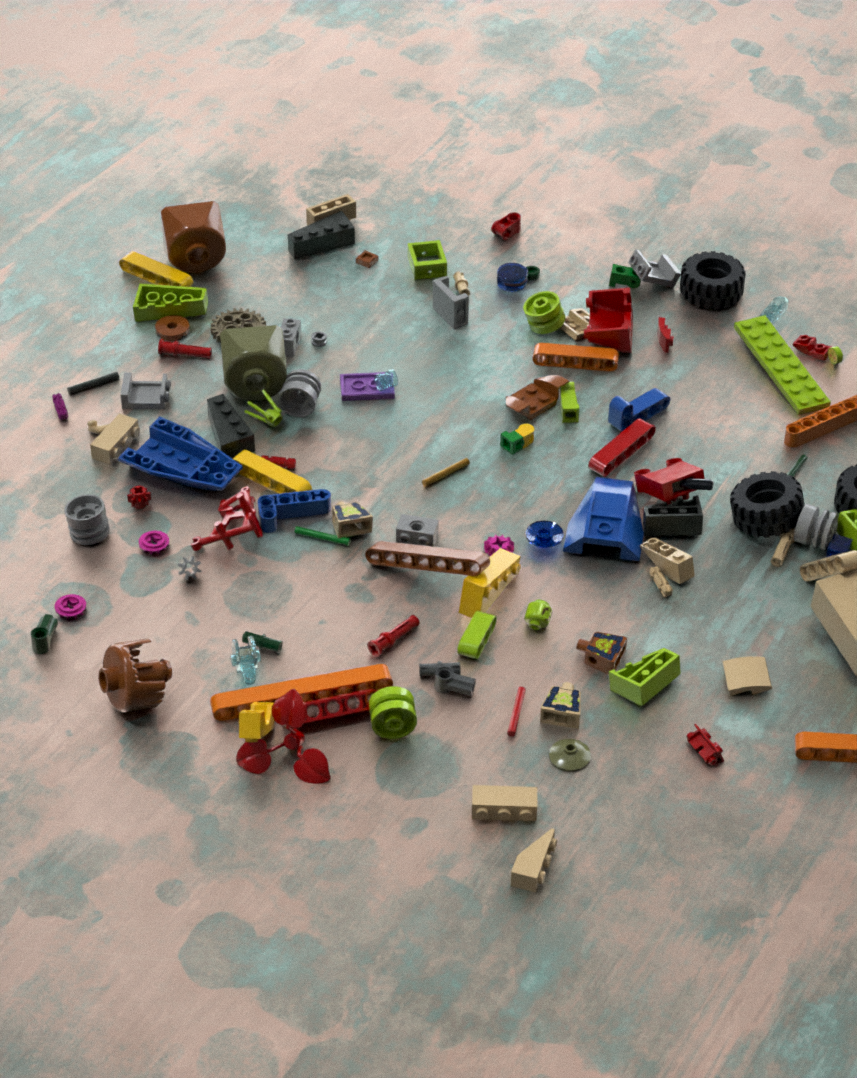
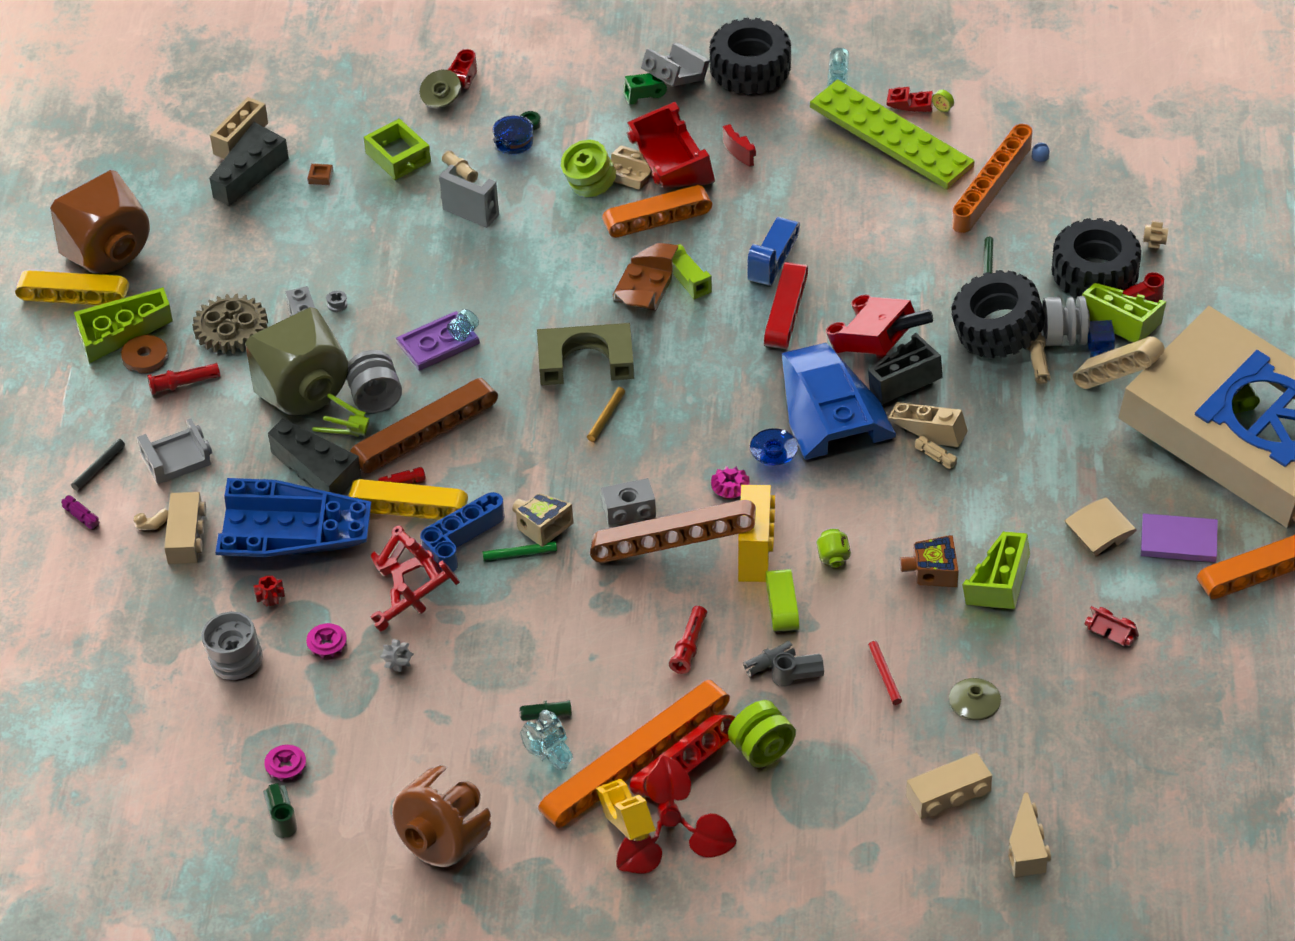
camera: 25 degrees left, 5 degrees up
(316, 433) = (424, 425): none -> dark orange beam
(443, 415) = (609, 339): none -> olive arch
(483, 232) = (435, 83): none -> olive dish
(517, 439) = (663, 340): green leg -> none
(562, 706) = (934, 645): tan torso -> none
(802, 706) = (1179, 537): none -> medium lavender tile

